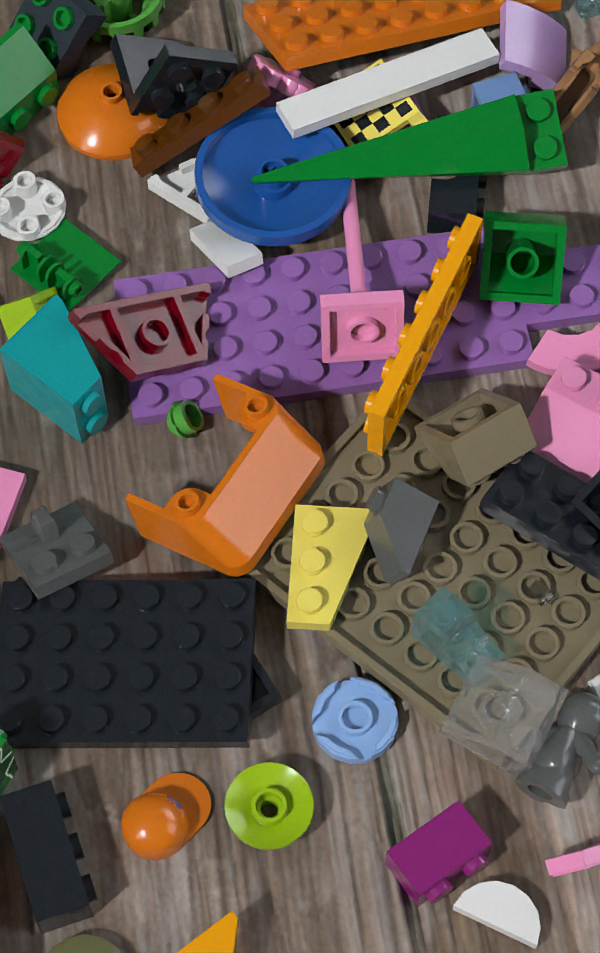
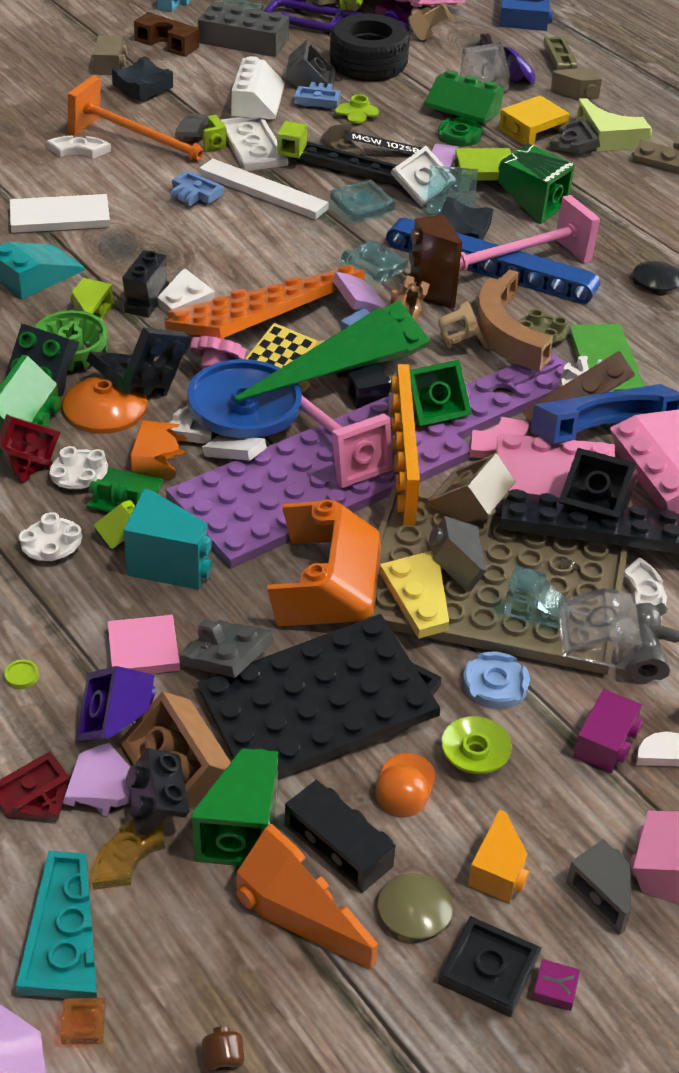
camera: 30 degrees left, 20 degrees down
(127, 213) = (153, 447): none -> orange piece
(149, 331) = (218, 496): wing -> none
(184, 423) = (266, 549): bright green plate -> none
(207, 116) = (181, 377): reddish brown plate -> none
(387, 83) = (287, 331): white tile -> none

